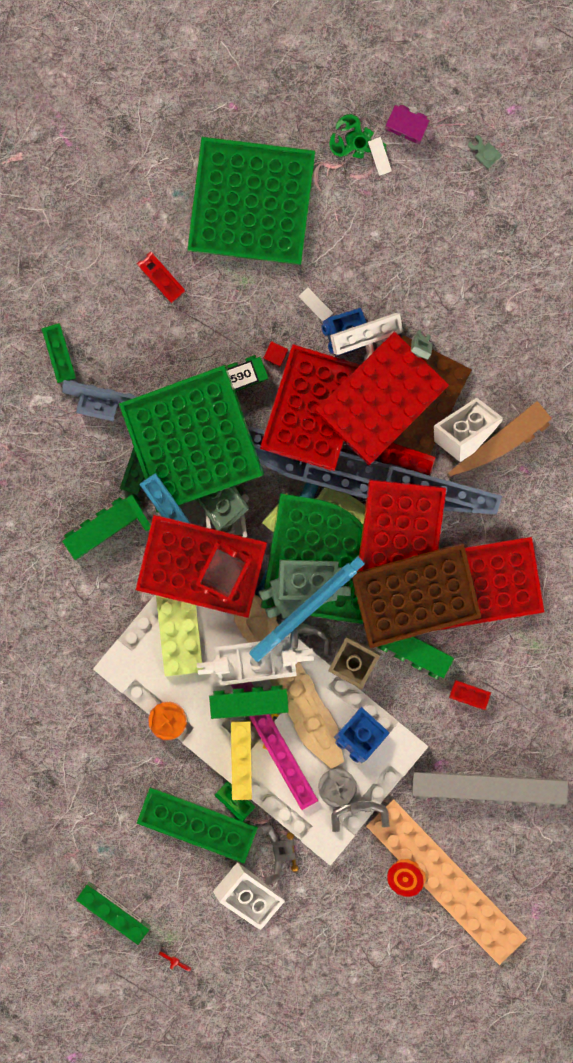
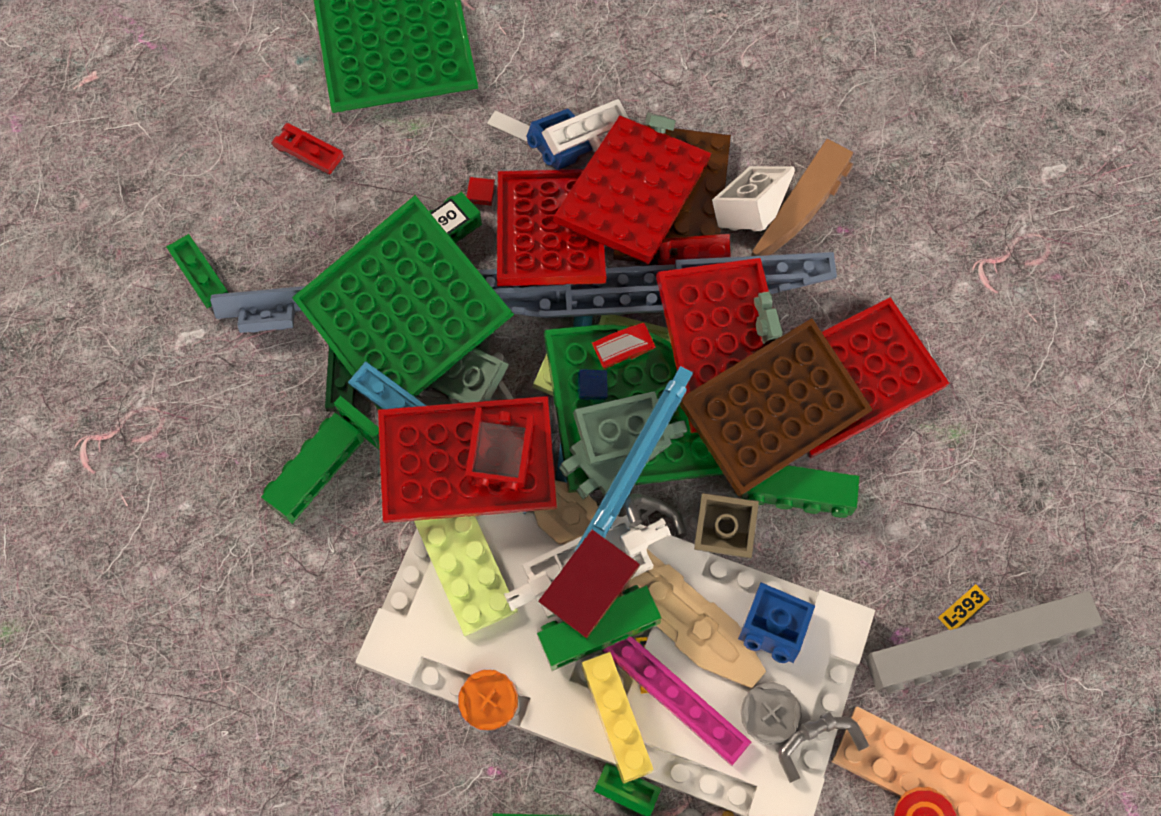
camera: 25 degrees left, 20 degrees down
(250, 678) = (589, 583): none -> dark red tile
(299, 542) = (592, 384): none -> clear blue tile
(330, 521) = (623, 345): none -> slope
(430, 540) = (767, 322): none -> sand green plate
(470, 695) = (899, 523): red plate -> none
(488, 761) = (964, 608): none -> yellow sticker

